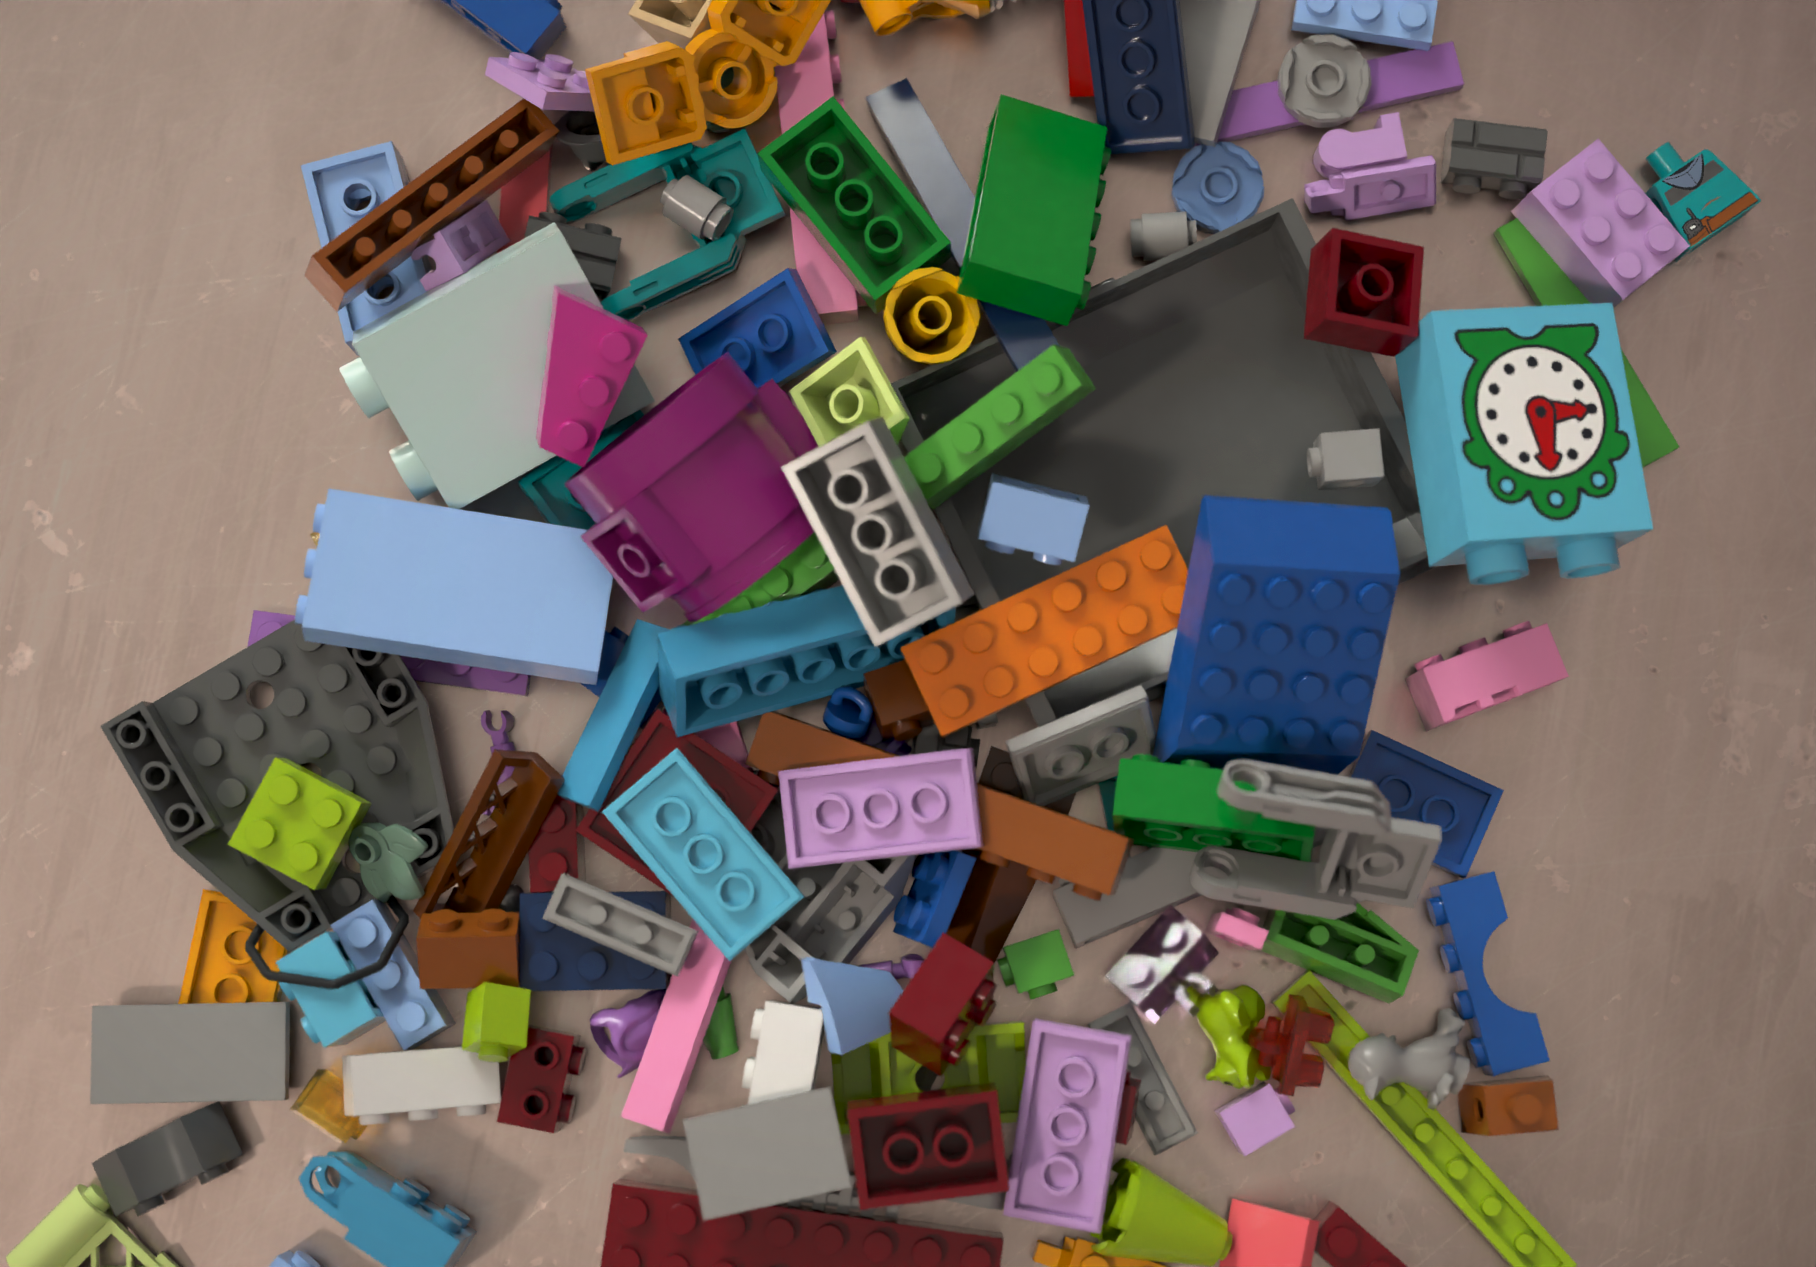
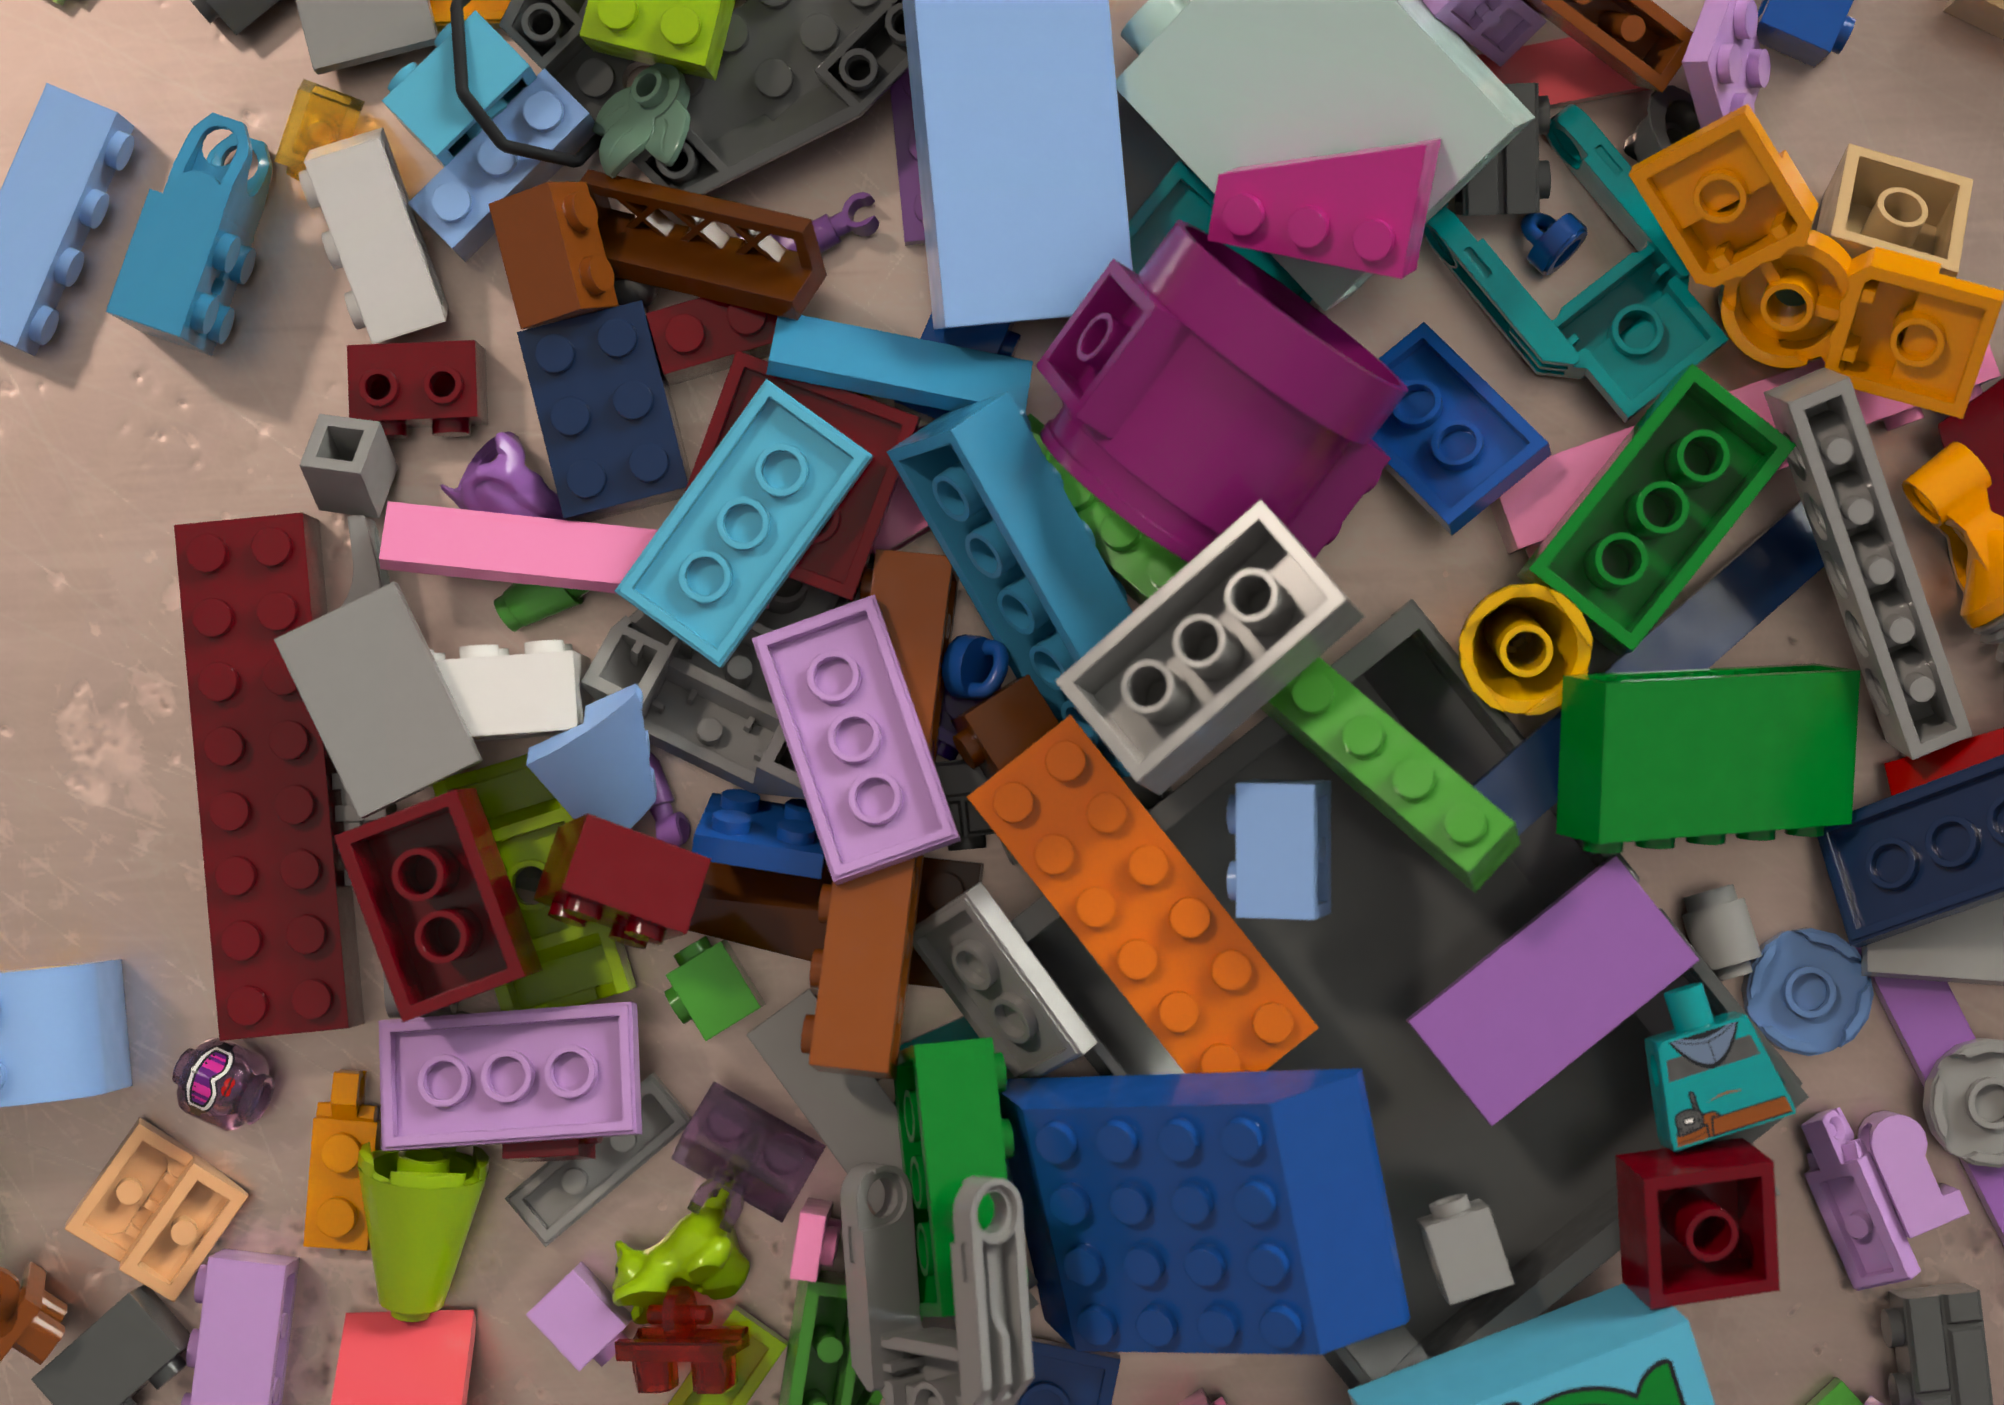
camera: 75 degrees right, 5 degrees up
(496, 1021) = (469, 312): lime brick -> none
(586, 1142) = (348, 465): none -> light grey brick
(620, 924) = (629, 439): light grey tile -> none
(642, 235) = (1558, 242): none -> blue tile
(696, 208) = (1601, 301): light grey brick -> none
(848, 394) = (1387, 567): yellowish green slope -> none
(927, 69) = (1868, 563): none -> light grey brick
(1177, 356) = (1552, 990): none -> medium lavender tile
(1261, 260) = (1710, 1073): none -> teal torso

